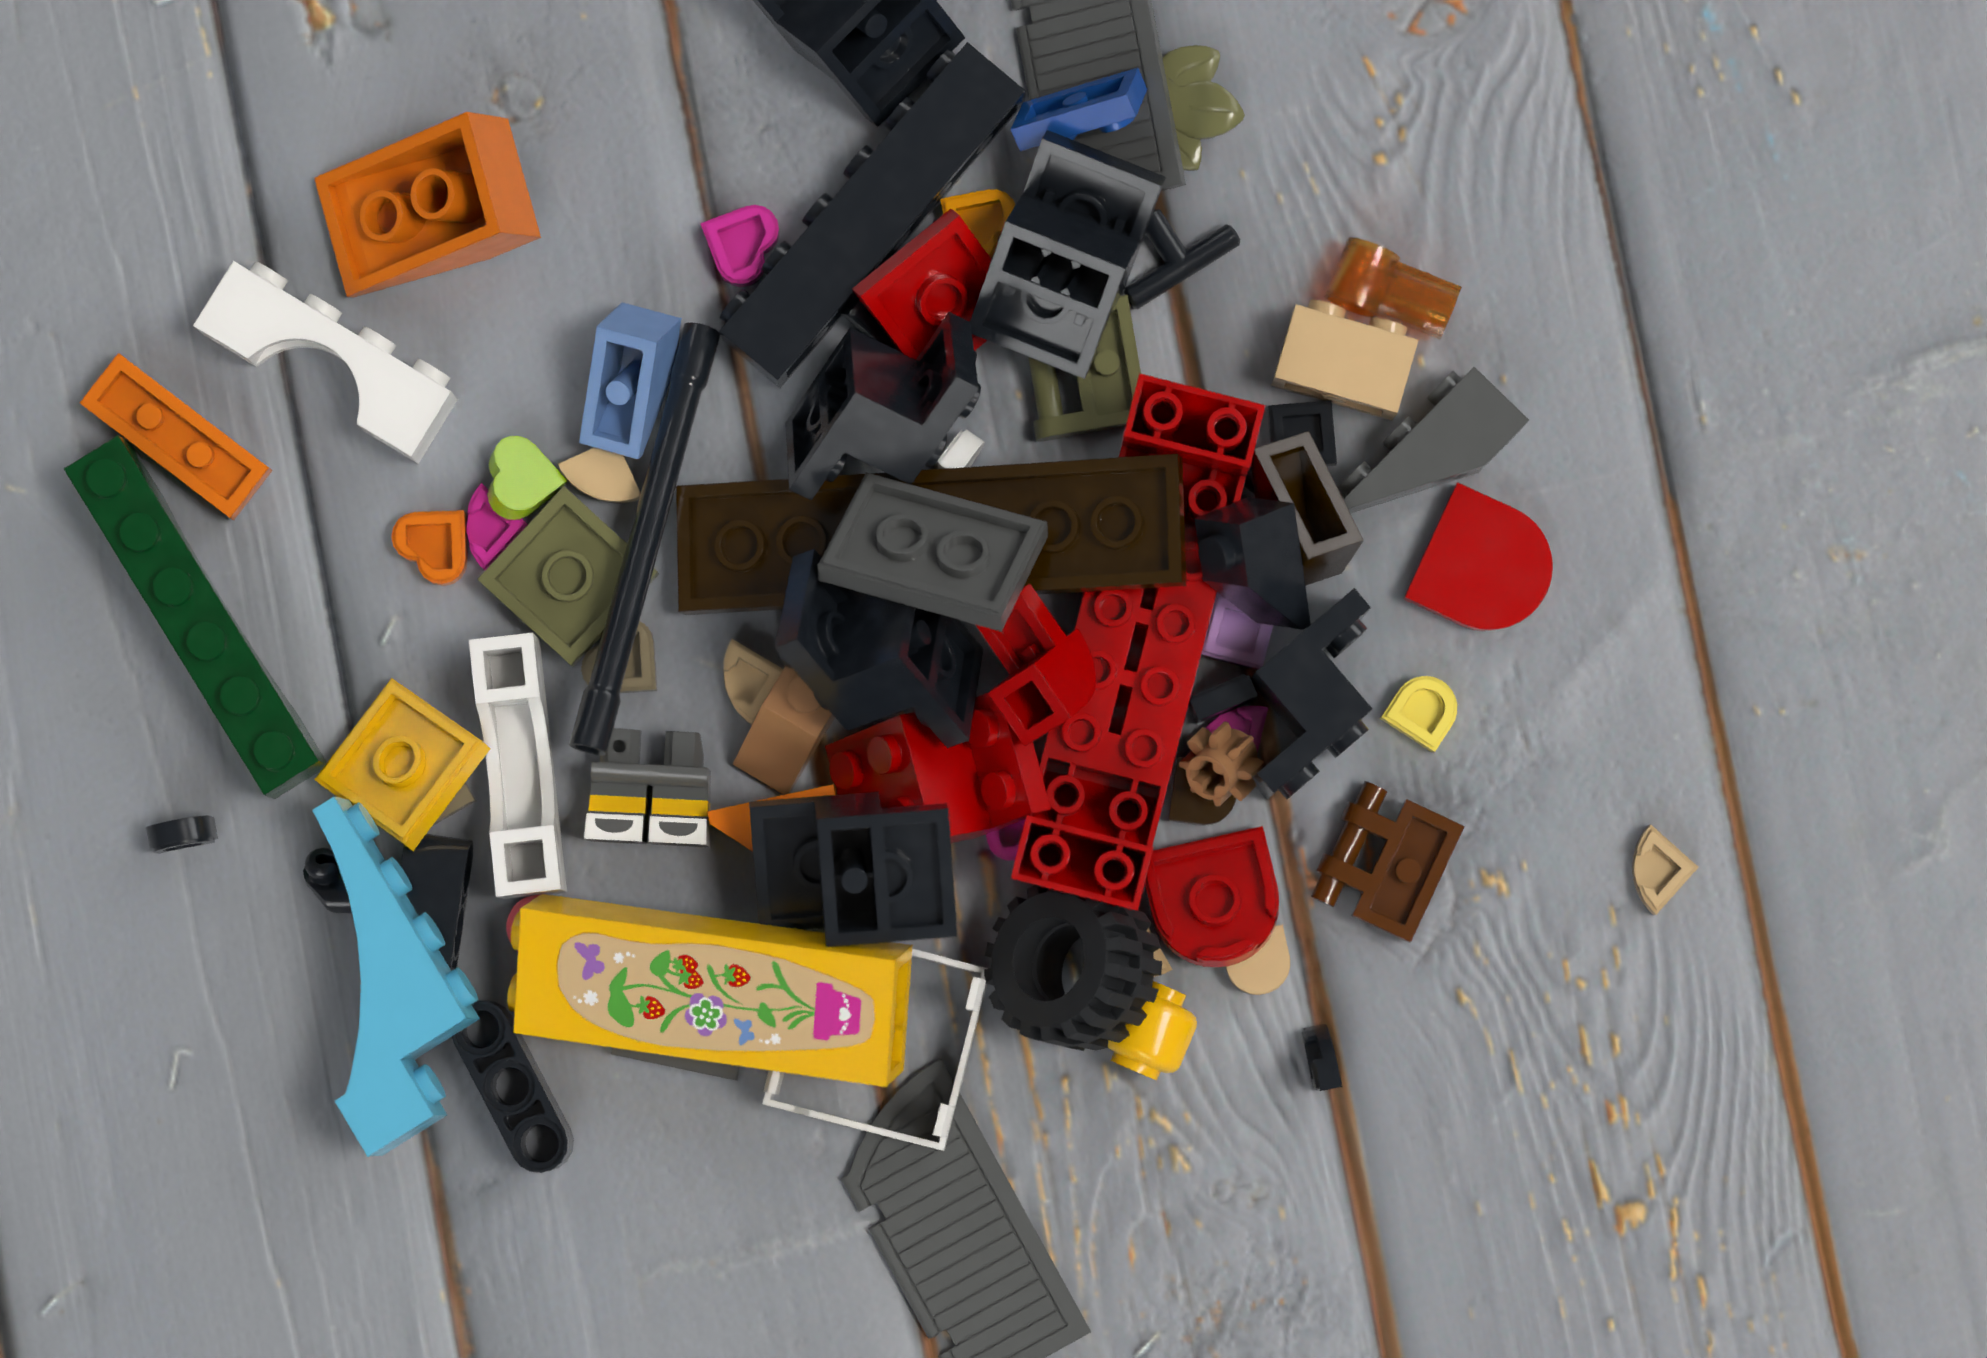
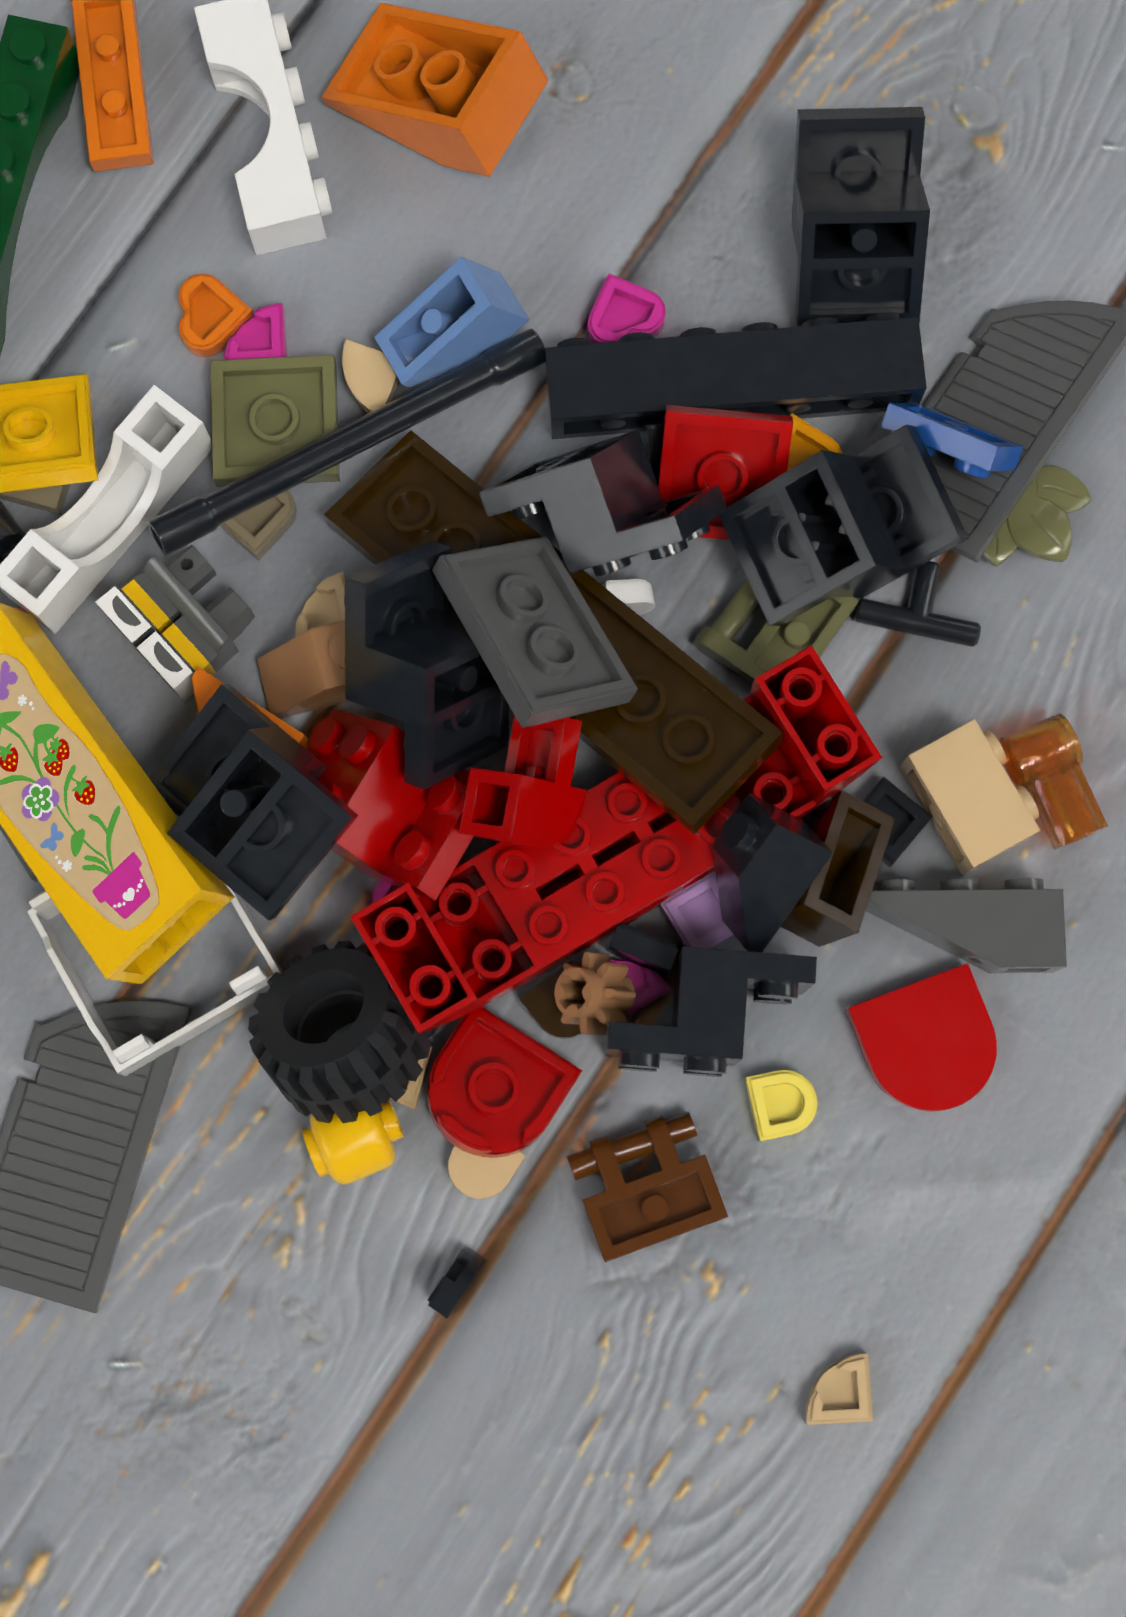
camera: 45 degrees right, 5 degrees down
(521, 478) = (311, 324): lime tile -> none

